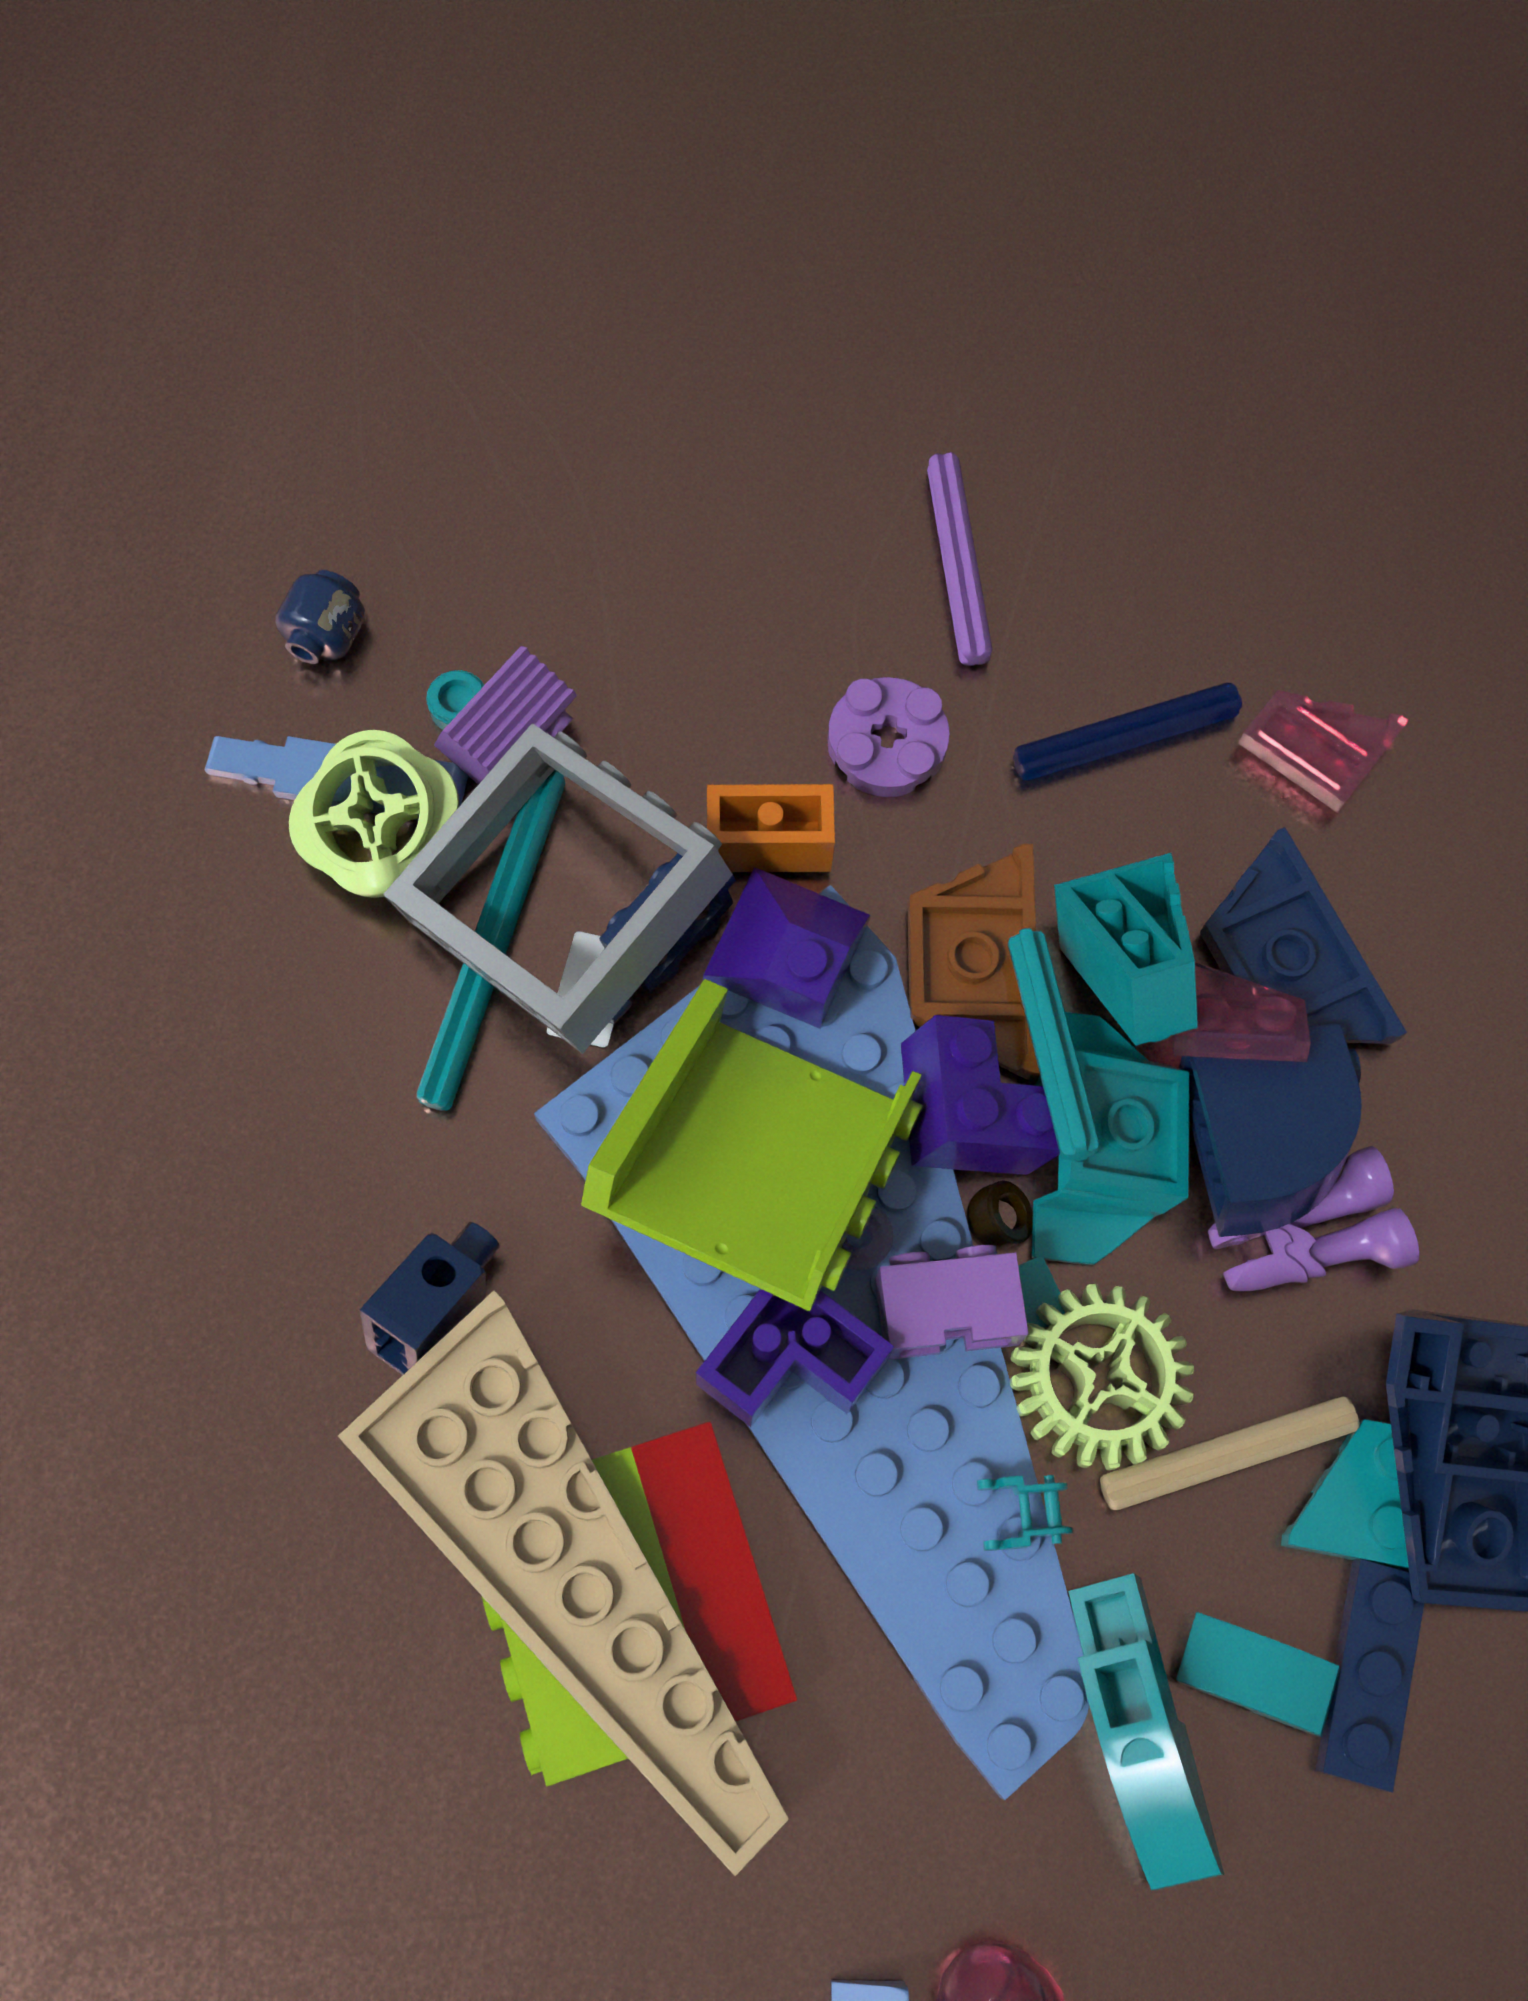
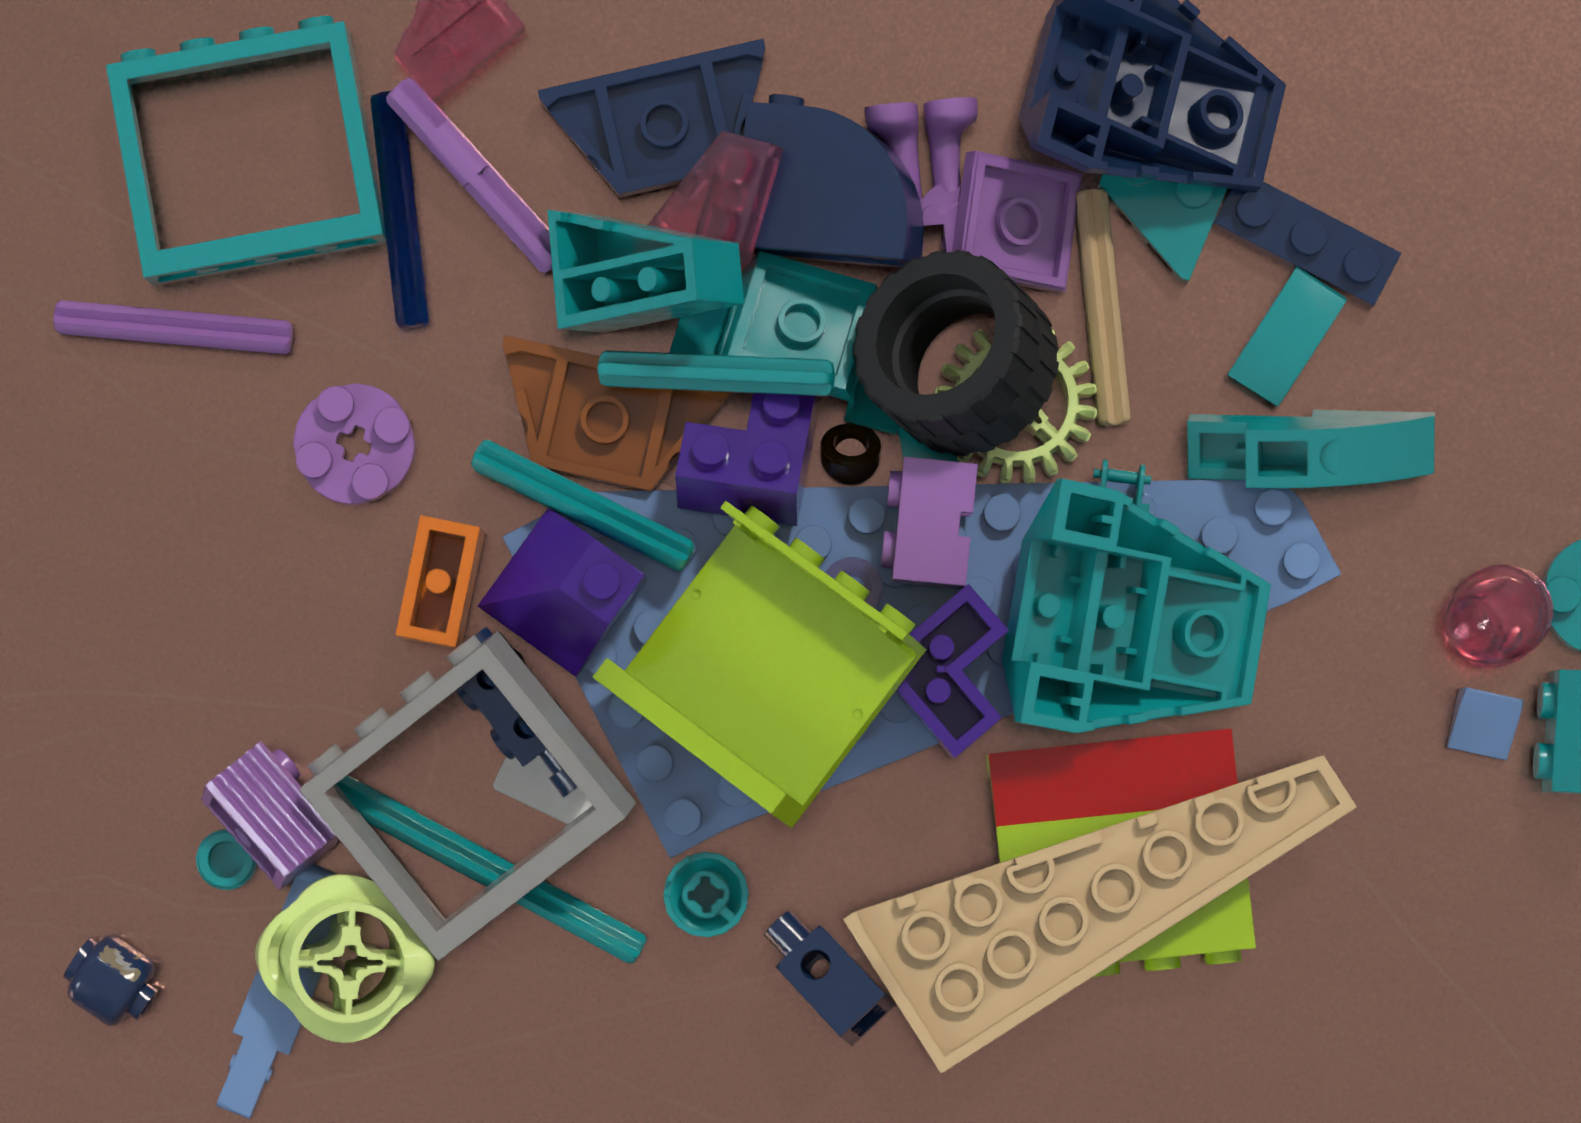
camera: 75 degrees left, 15 degrees up
(502, 1157) = (706, 894): none -> teal wheel
(880, 949) = (582, 505): none -> teal axle
(897, 1548) = (1125, 617): none -> teal wedge
(1062, 622) = (264, 246): none -> teal window
(1118, 1337) = (907, 317): none -> black tyre
(1190, 778) = (472, 171): none -> medium lavender axle
(1296, 1334) = (1018, 218): none -> medium lavender plate

